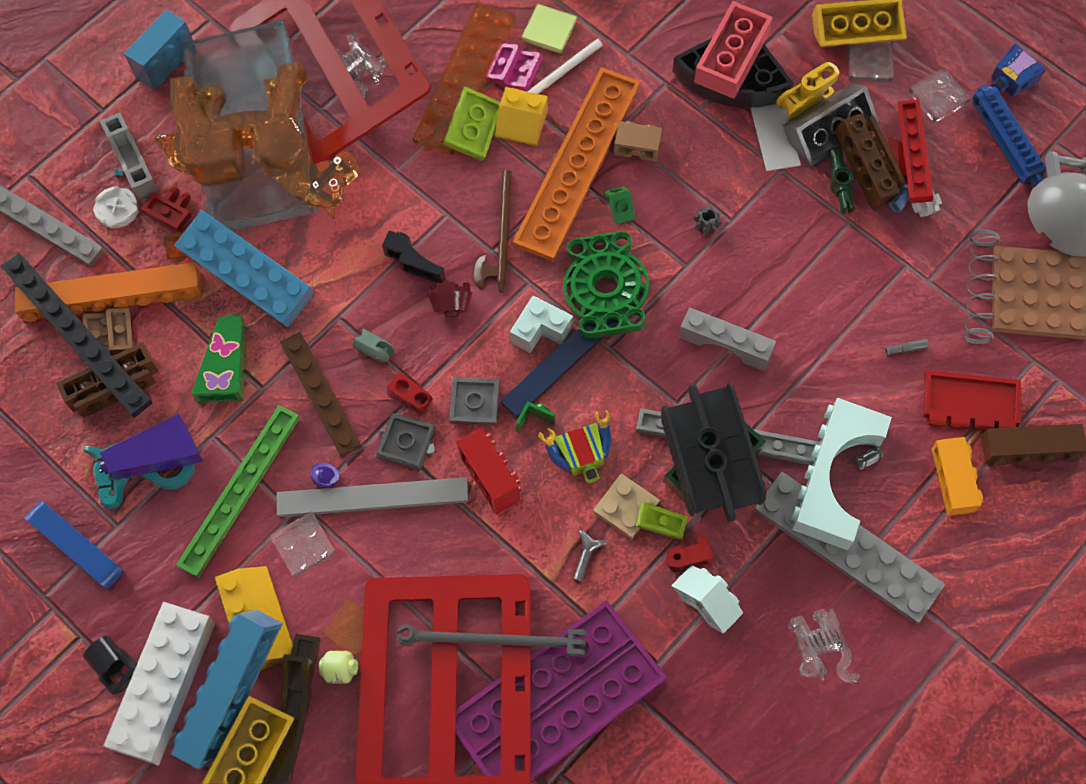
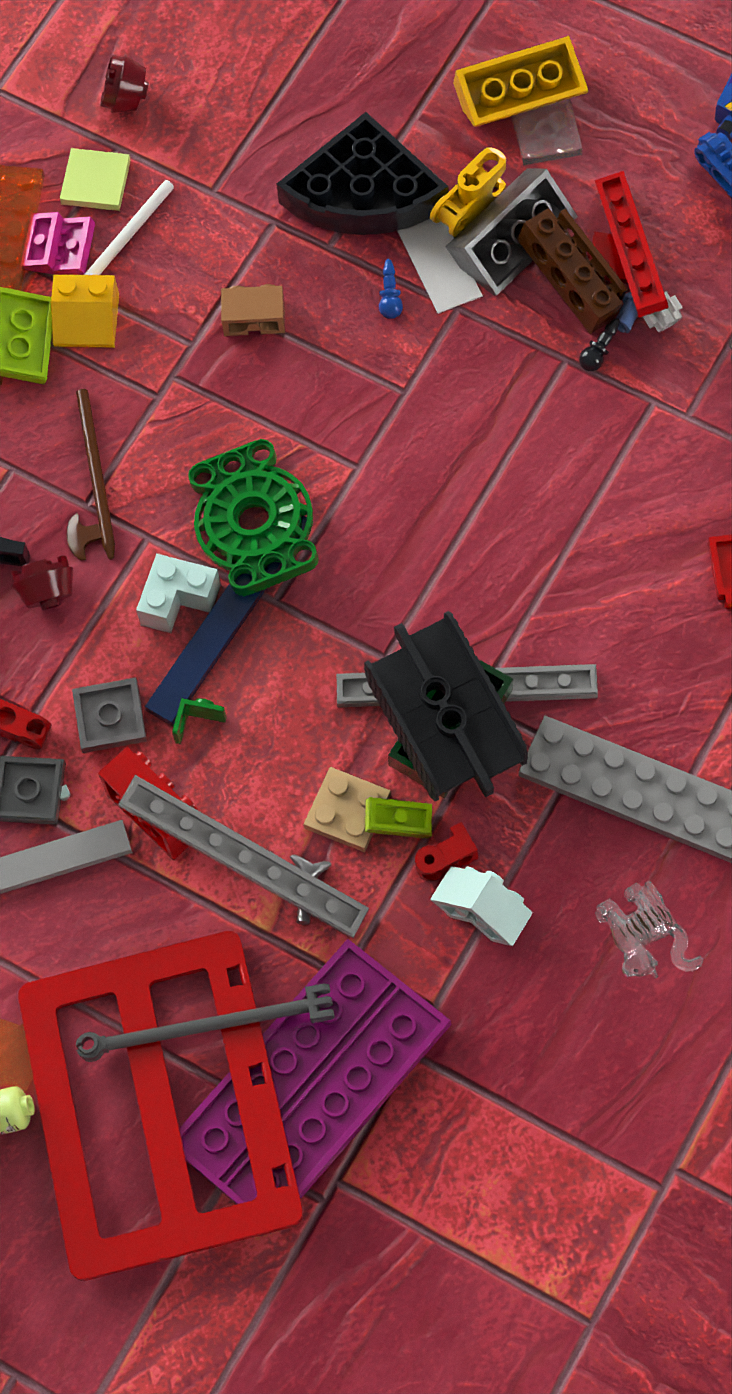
camera: 10 degrees left, 0 degrees up
(545, 524) = (243, 856): none -> light grey tile
(576, 165) = (175, 361): orange plate -> none
(581, 449) = (269, 746): torso -> none
(621, 204) = (249, 402): green bracket -> none
(707, 226) = (372, 391): dark grey gear -> none
(733, 49) = (355, 157): coral brick -> none
(735, 157) = (390, 304): none -> blue bar
(748, 346) = (466, 558): light grey arch -> none
(819, 512) = (604, 756): light aqua arch -> none
(841, 172) = (544, 318): dark green pin -> none
(869, 224) = (592, 357): none -> black bar
(869, 457) = (656, 671): dark grey piece -> none
(908, 347) = (677, 512): flat silver pin -> none
(939, 94) = (649, 158): clear plate -> none

